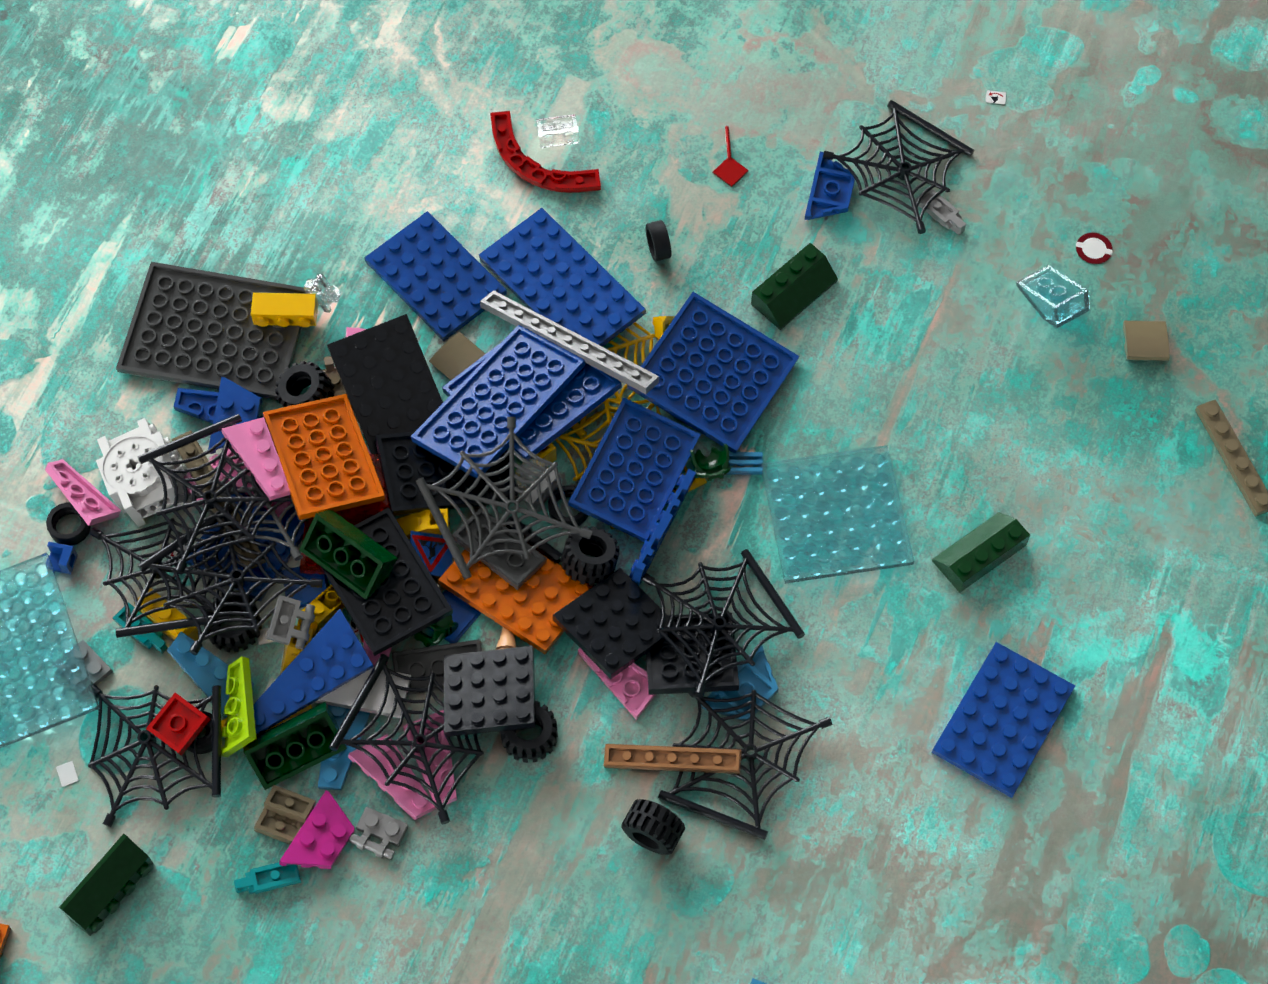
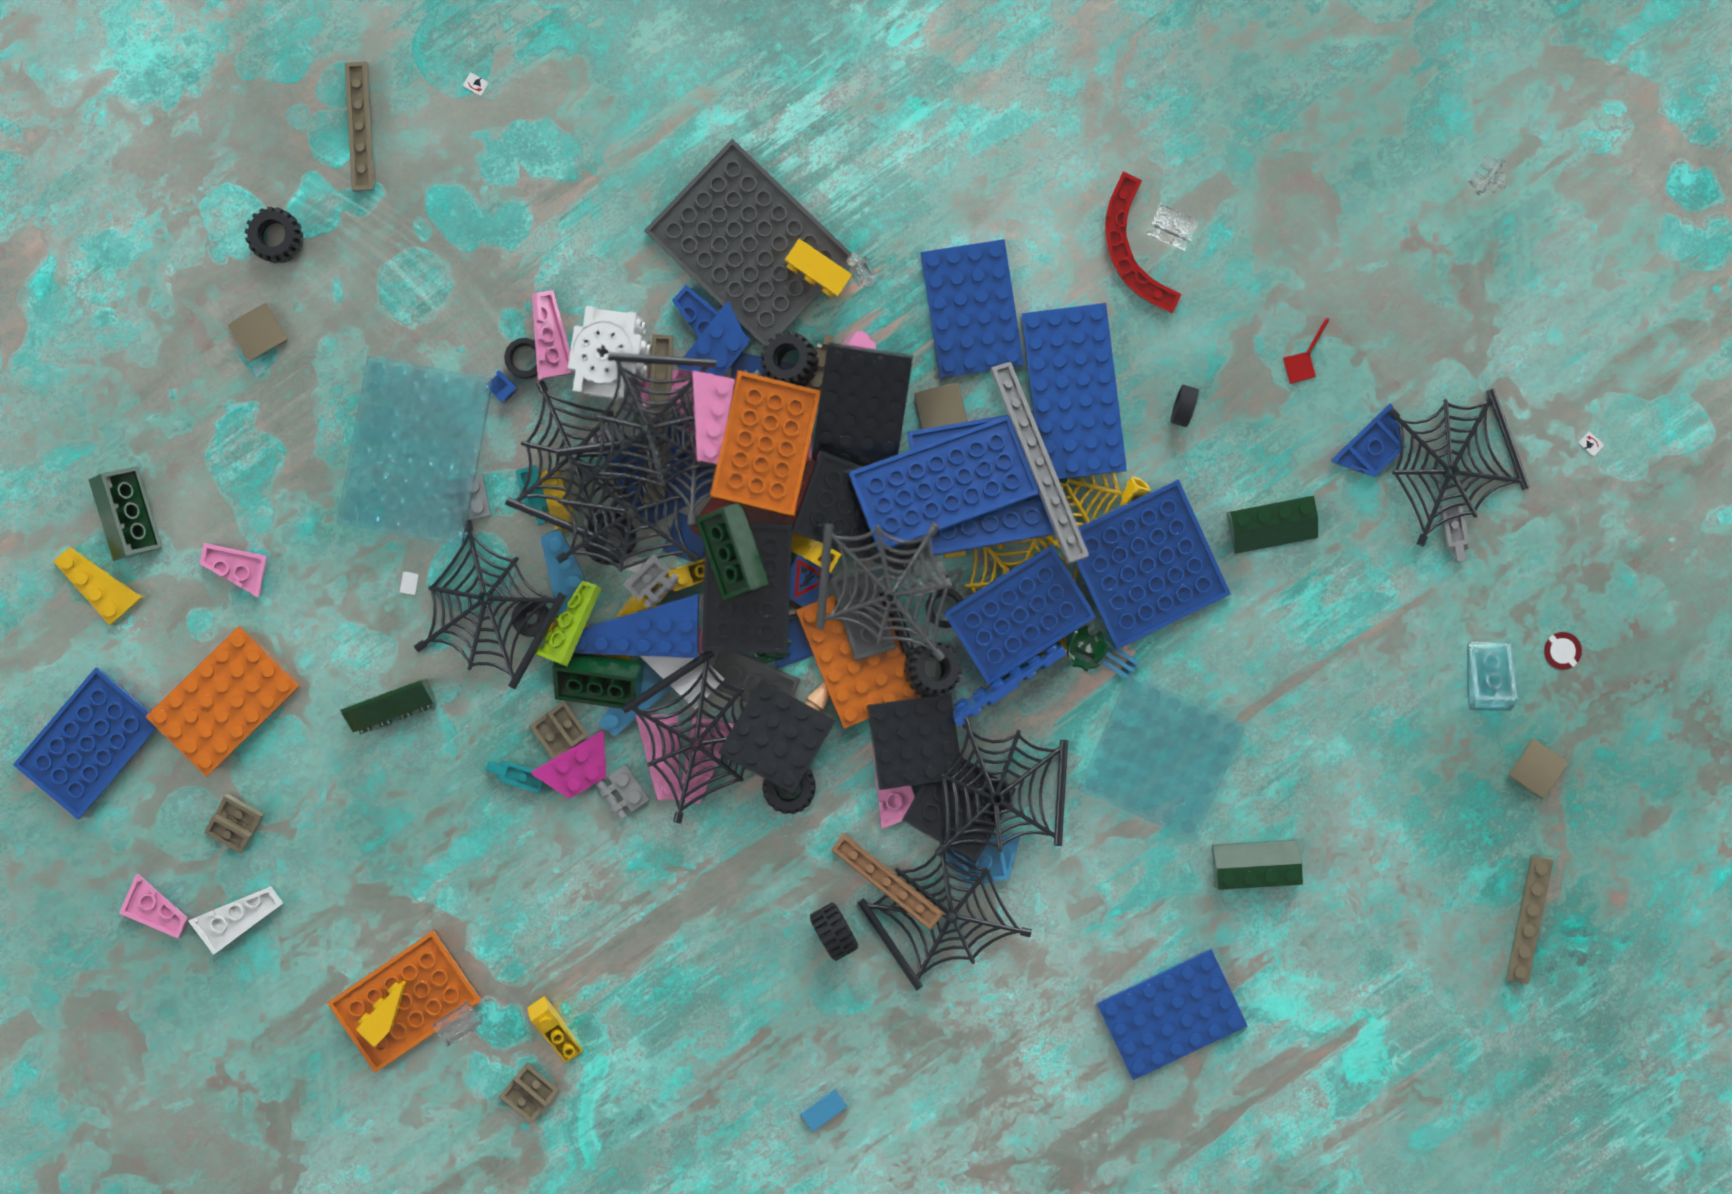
camera: 35 degrees right, 25 degrees up
(178, 723) = (514, 608): red plate -> none

